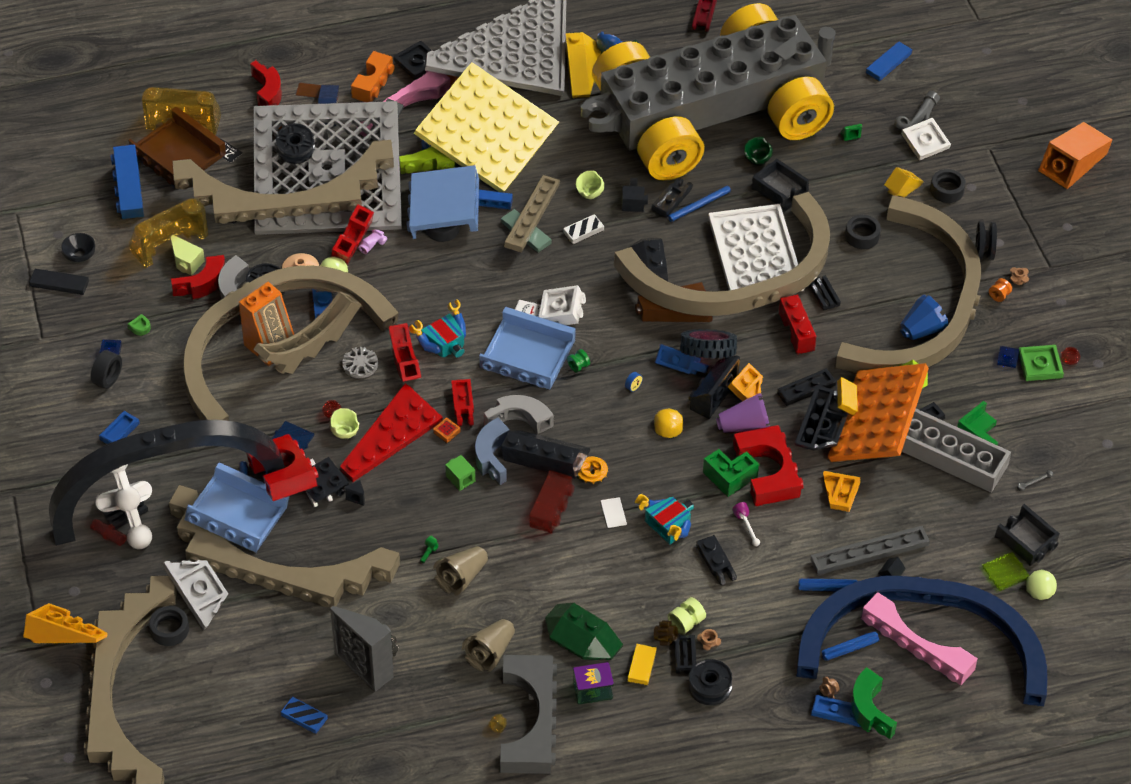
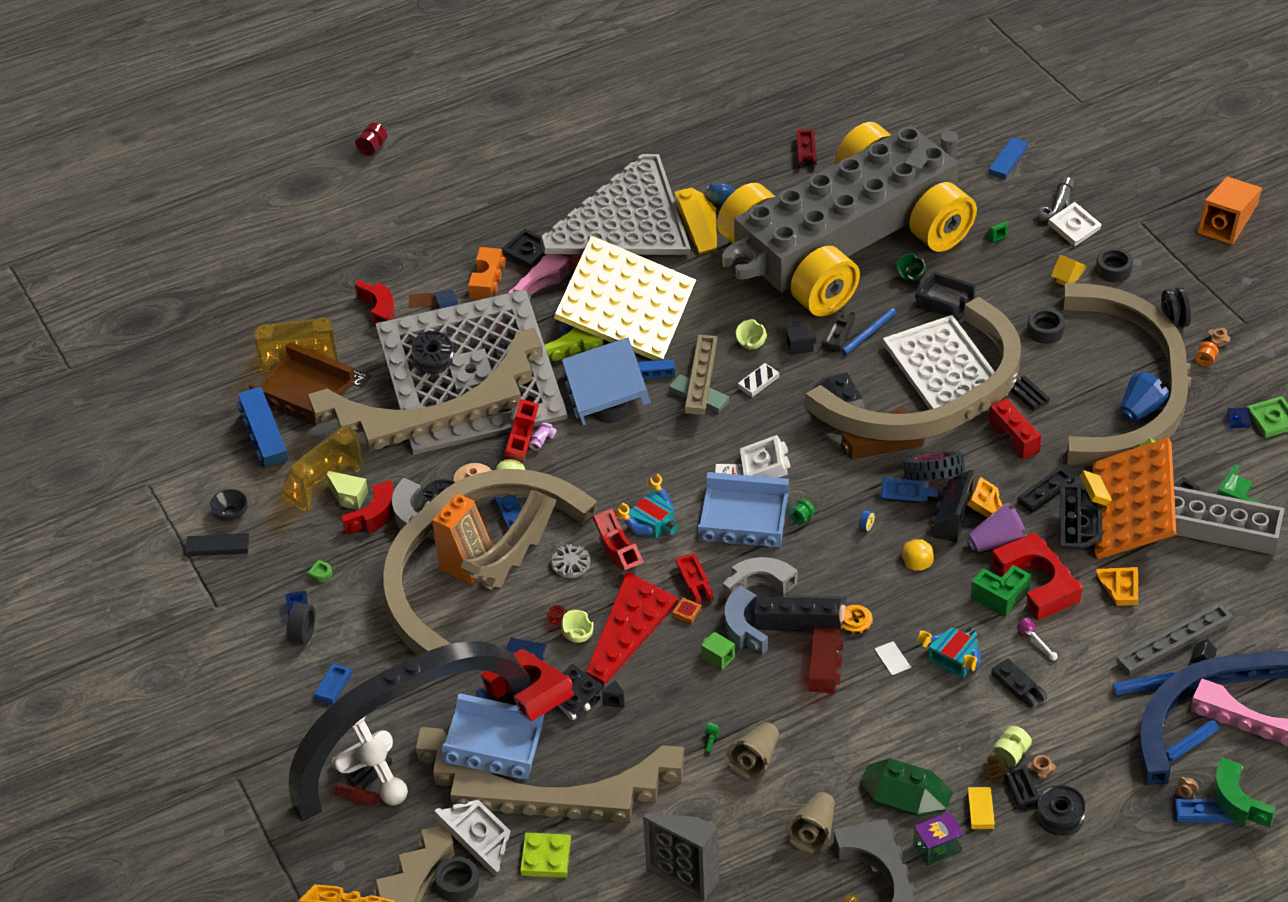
camera: 10 degrees left, 5 degrees down
(252, 621) = (546, 855): none -> lime plate

